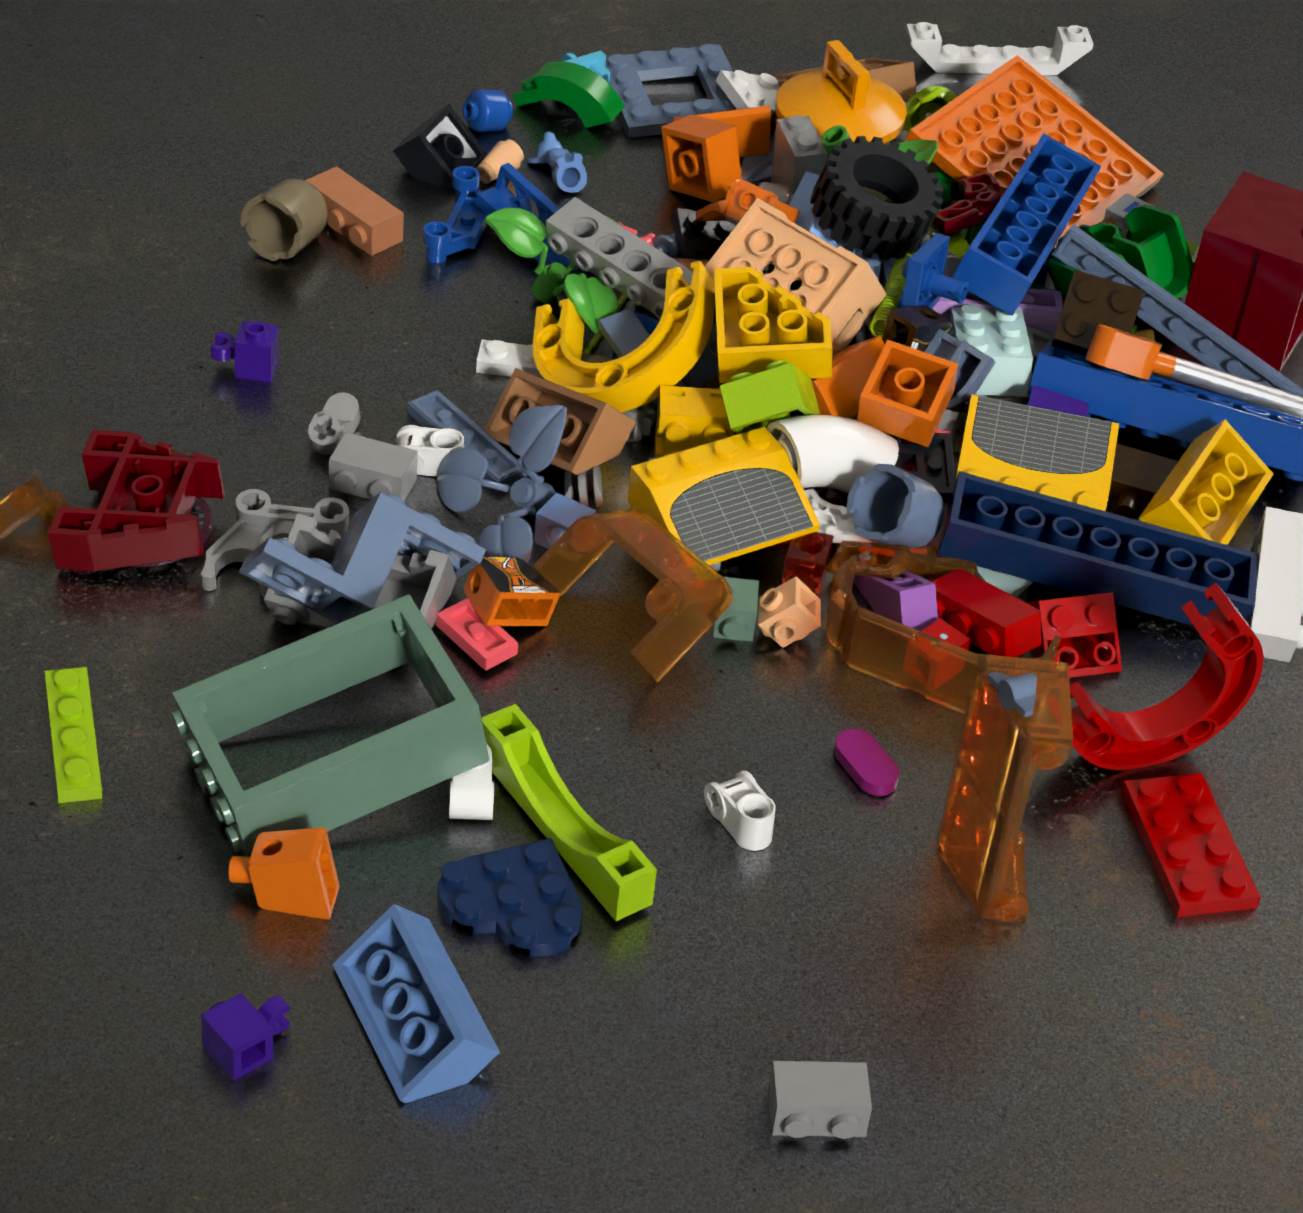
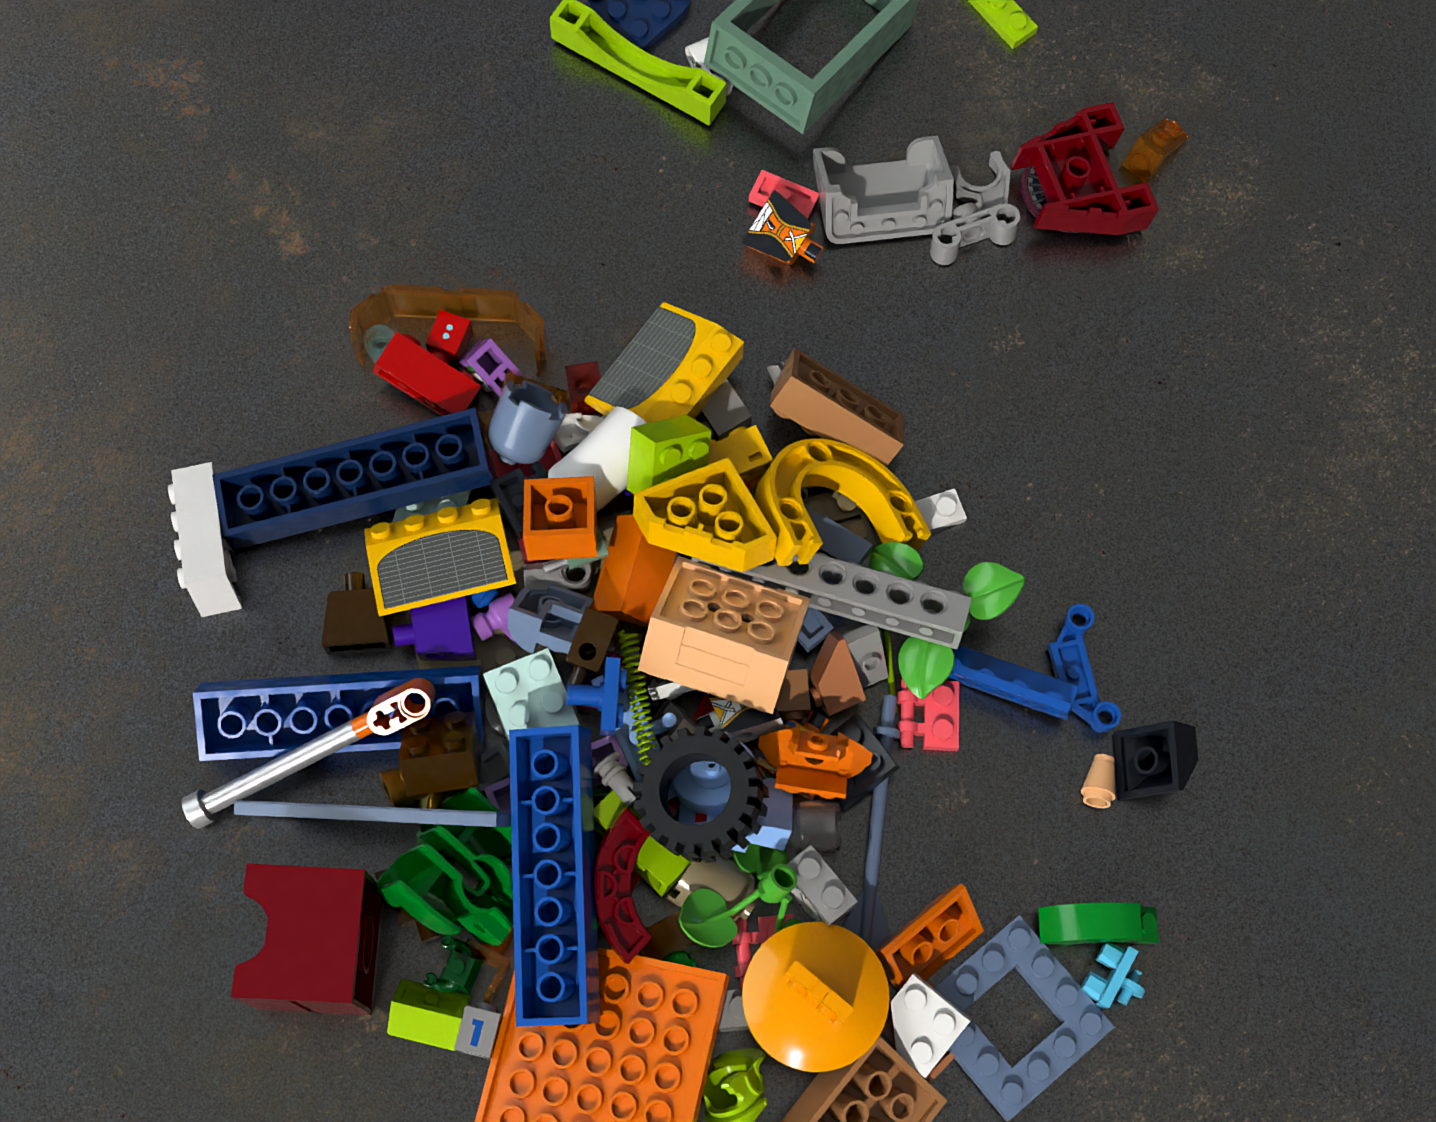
camera: 155 degrees right, 30 degrees up
(253, 350) = (1126, 395): dark purple brick -> none
(284, 218) = (1211, 566): dark tan cylinder -> none
(328, 426) = (1015, 368): light grey piece -> none
(359, 212) = (1173, 626): nougat brick -> none
(362, 560) = (884, 183): sand blue bracket -> none
(372, 466) = (953, 315): light grey brick -> none
(431, 445) = (931, 356): white piece -> none
(439, 412) = (913, 400): sand blue tile -> none
(461, 474) = (824, 340): sand blue plant -> none
(487, 110) = (1158, 854): blue head -> none
(556, 518) = (779, 329): medium blue brick -> none
(566, 168) = (1034, 797): medium blue animal -> none
(682, 602) = (683, 270): clear orange windscreen -> none
(701, 157) = (912, 855): orange brick -> none
(740, 617) = (614, 308): sand green brick -> none
(742, 810) = (531, 133): white piece -> none
(789, 612) = (571, 313): light nougat brick -> none
(866, 762) = (463, 221): magenta tile -> none
(993, 780) = (345, 134): clear orange windscreen -> none
(1015, 691) = (321, 48): sand blue piece -> none
(1086, 633) = (355, 407): red slope -> none
(1189, 716) = (232, 350): red piece -> none
(1190, 845) = (212, 257): red plate -> none
(1210, 487) = (286, 605): yellow brick -> none

